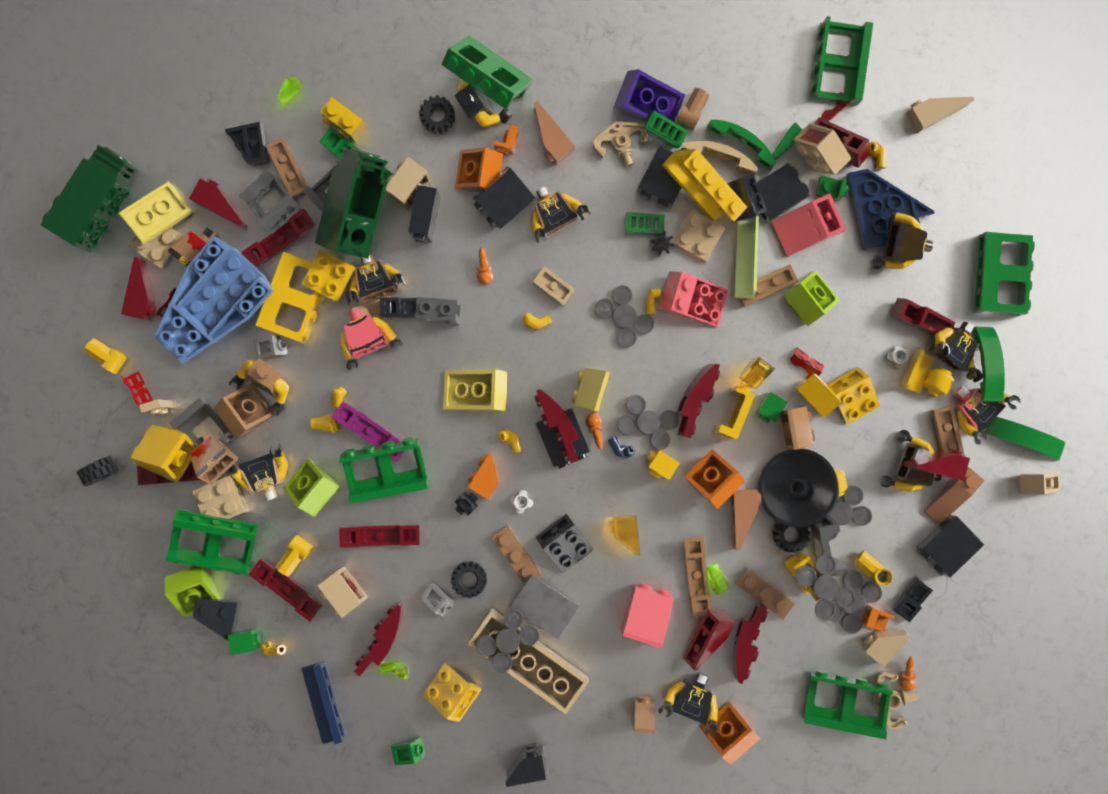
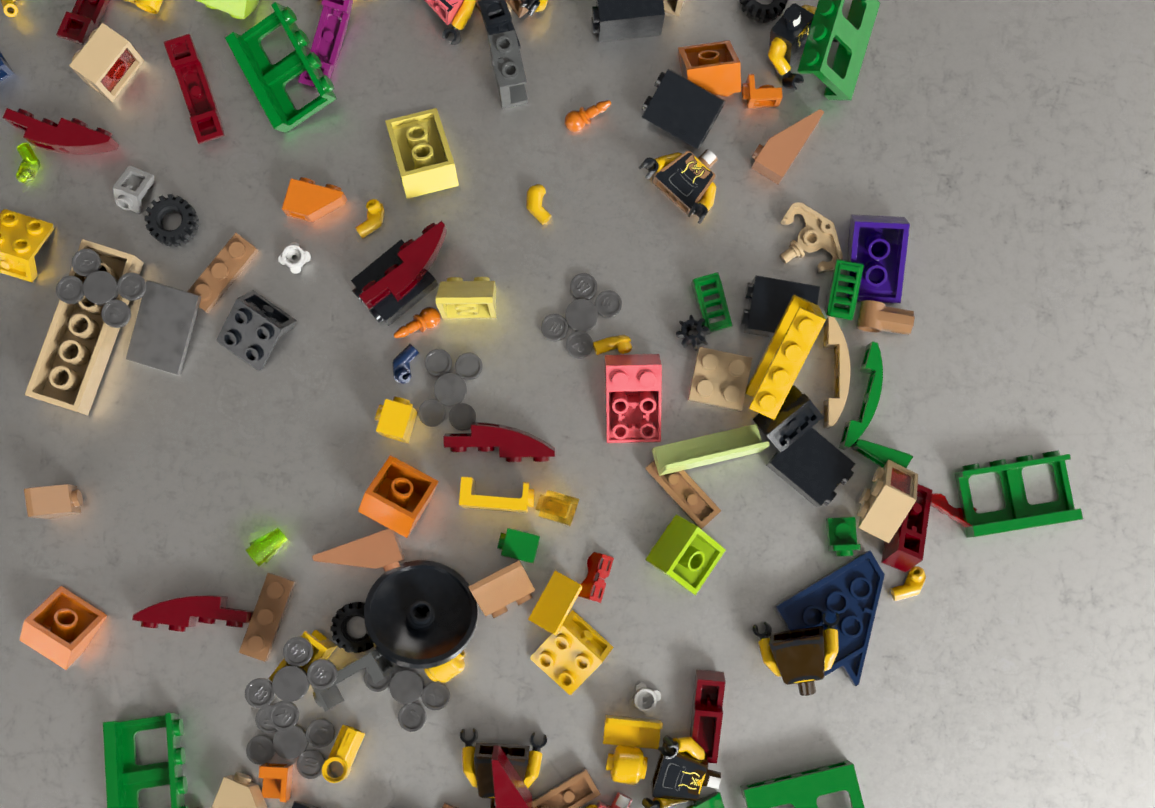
camera: 65 degrees right, 5 degrees down
(466, 503) = (269, 185): black gear -> none
(554, 286) = (590, 211): tan plate -> none
(626, 531) = (293, 404): clear yellow slope -> none
(647, 615) = (189, 464): coral slope -> none
(693, 701) = (91, 563): torso -> none
(697, 575) = (262, 518): medium nougat slope -> none
(709, 637) = (186, 558): dark red slope -> none
(808, 225) = (781, 518): coral slope -> none
(934, 110) = (994, 641): tan slope -> none

